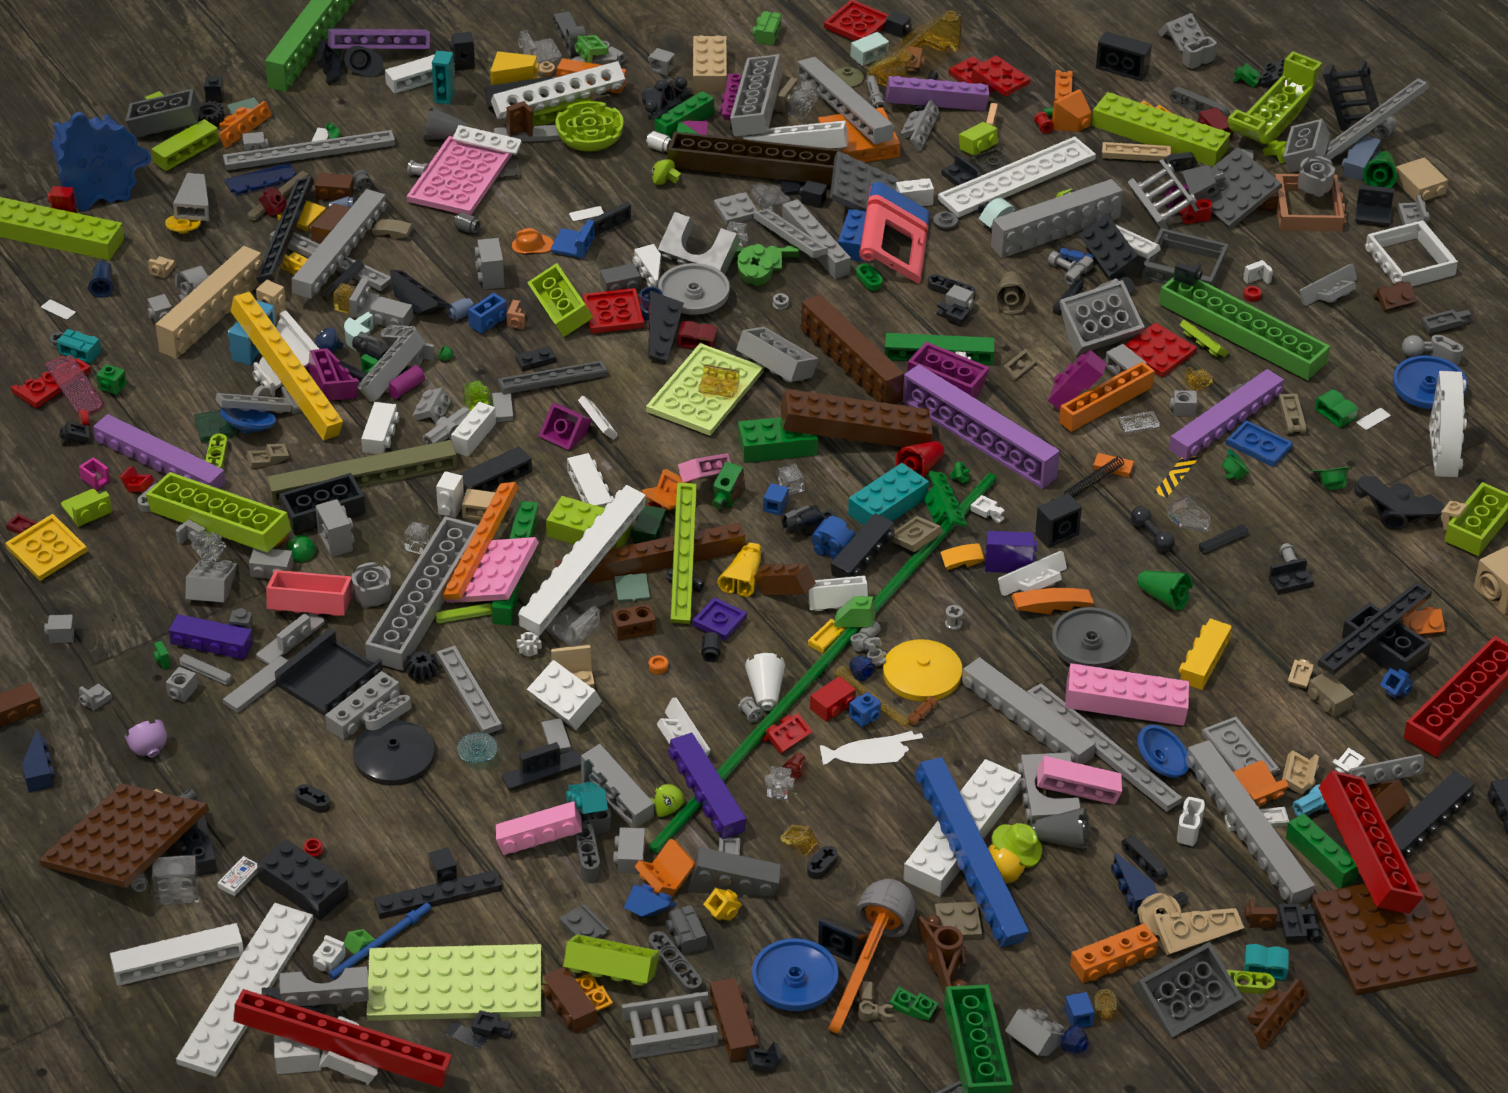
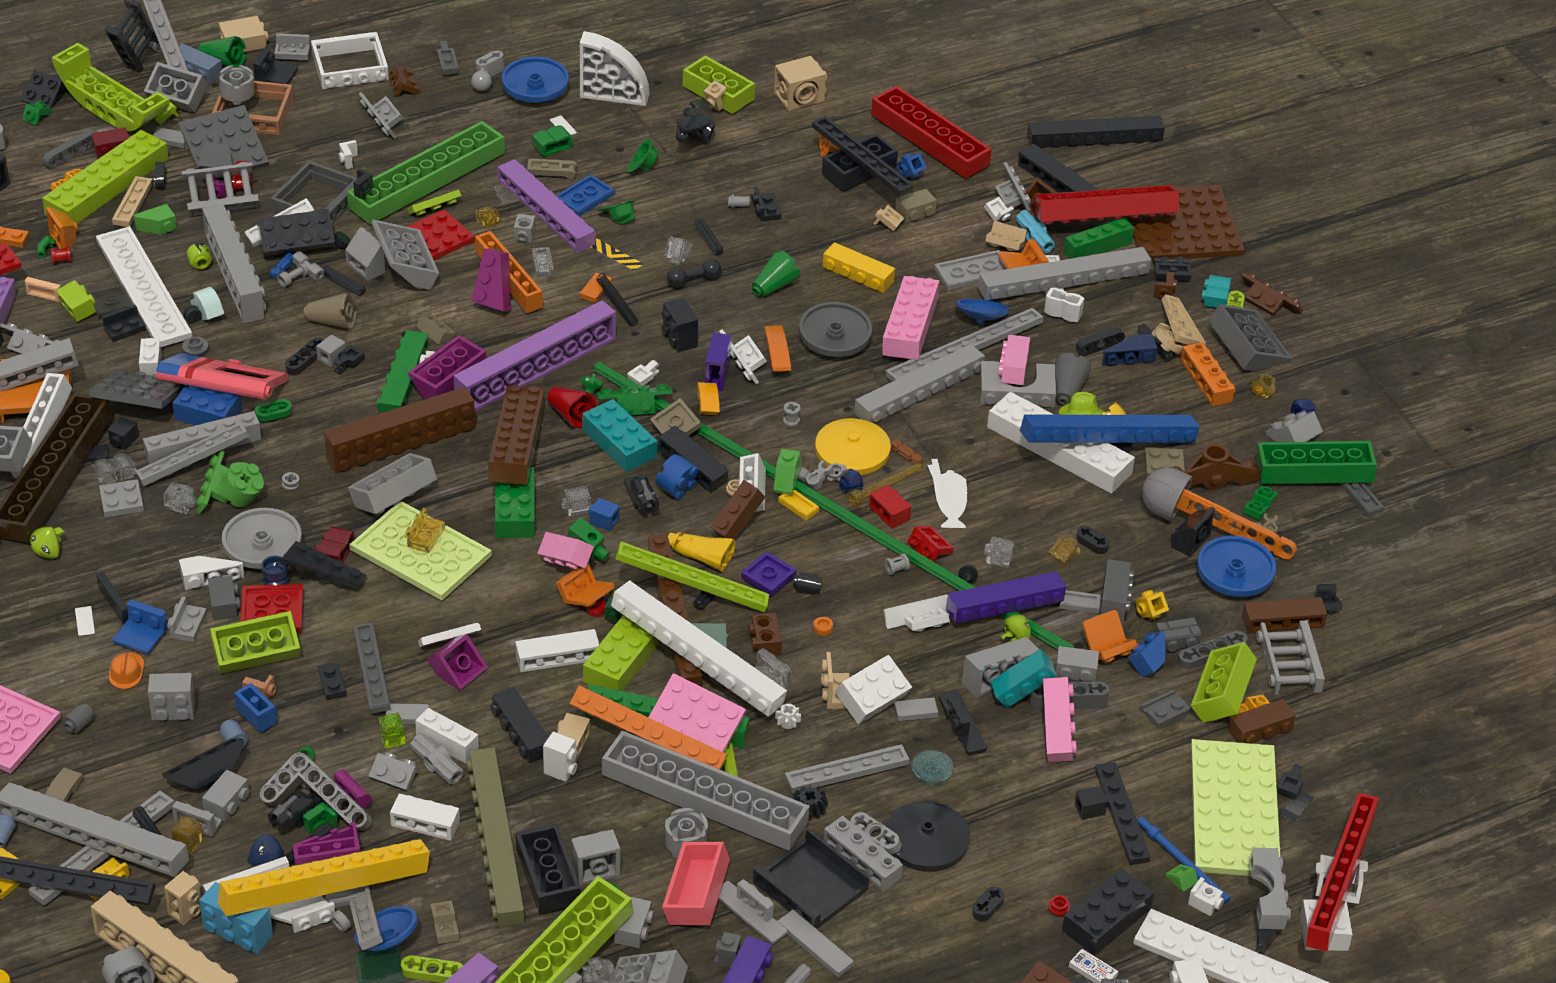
camera: 85 degrees left, 0 degrees up
(327, 222) = (45, 838): reddish brown brick -> none
(353, 327) = (249, 829): light aqua brick -> none
(416, 537) = (614, 793): clear brick -> none
(589, 263) = (186, 621): none -> light grey bracket
(674, 245) = (183, 545): light grey arch -> none
(747, 763) = (970, 569): none -> black plate
(765, 677) = (866, 545): white cone -> none
(796, 764) = (973, 542): clear red cone -> none
(865, 709) = (909, 484): blue brick -> none
(1079, 1010) = (1270, 403): blue brick -> none
(1113, 169) = (156, 220): none -> bright green slope
(1121, 359) = (459, 255): light grey brick -> none
(1252, 293) = (372, 165): red tile -> none

